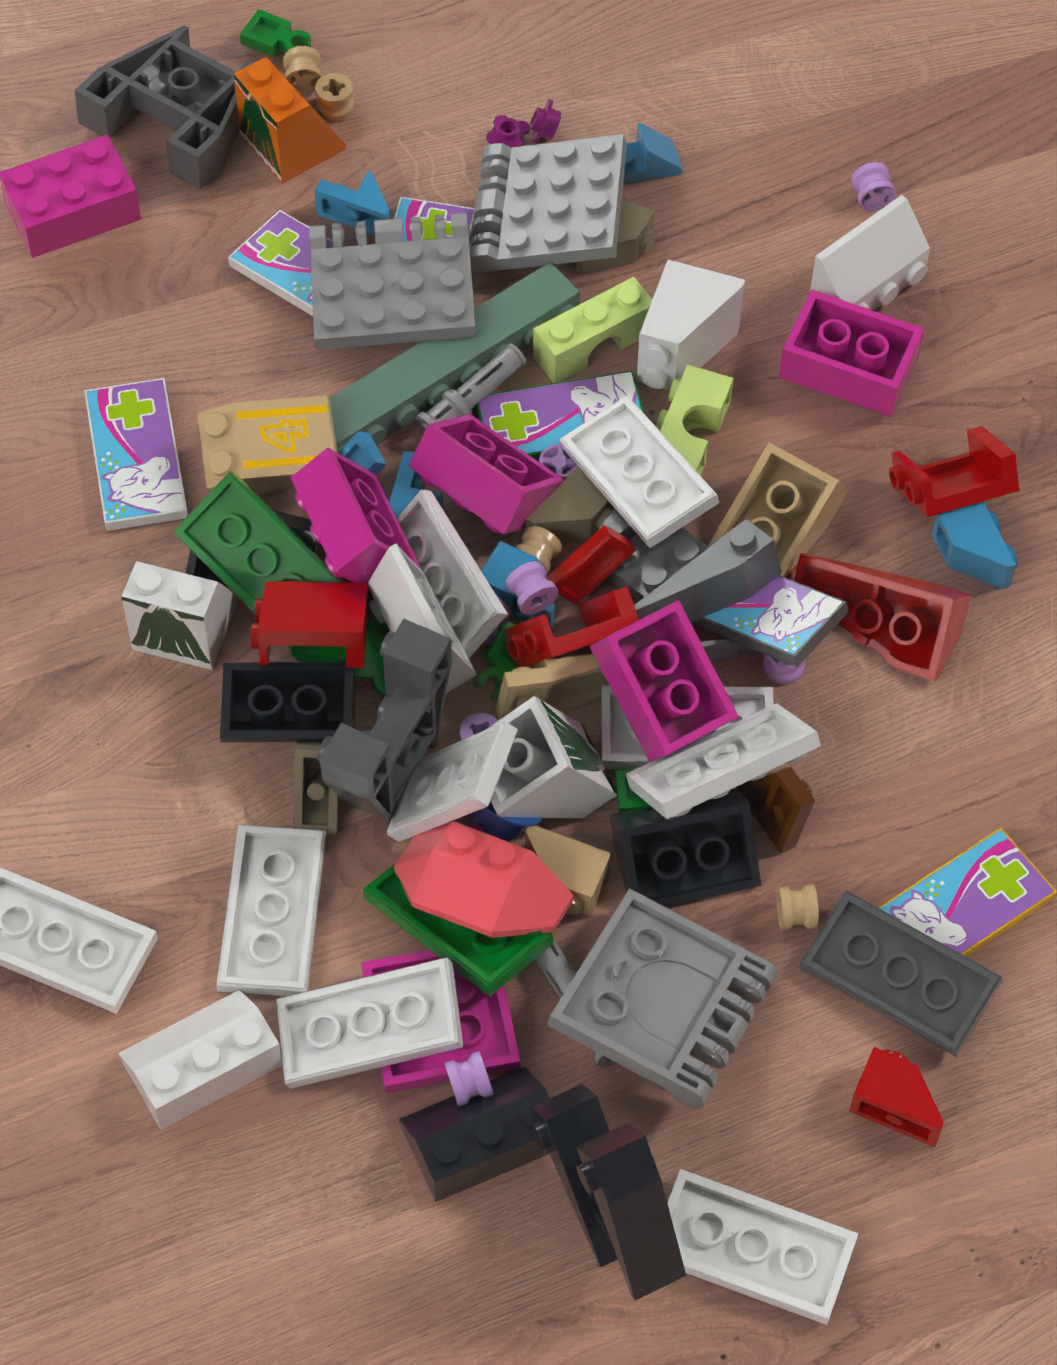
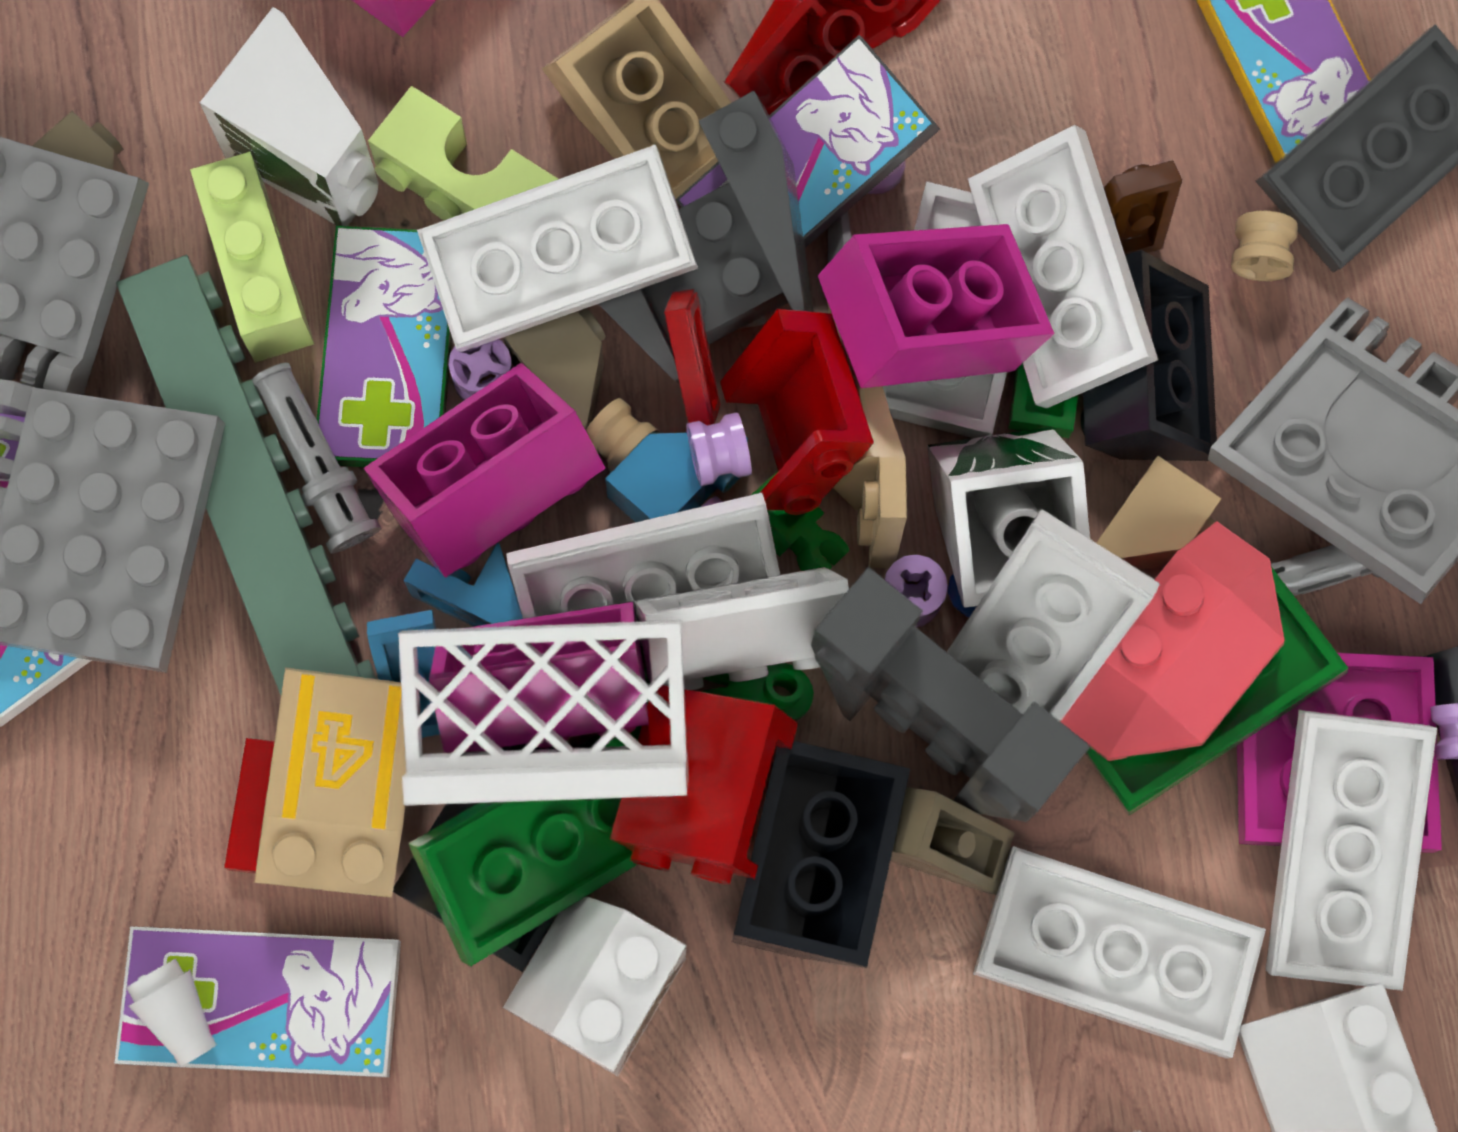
camera: 80 degrees left, 15 degrees up
(118, 402) = (172, 1011): none -> white cone
(292, 528) = (546, 772): none -> white fence

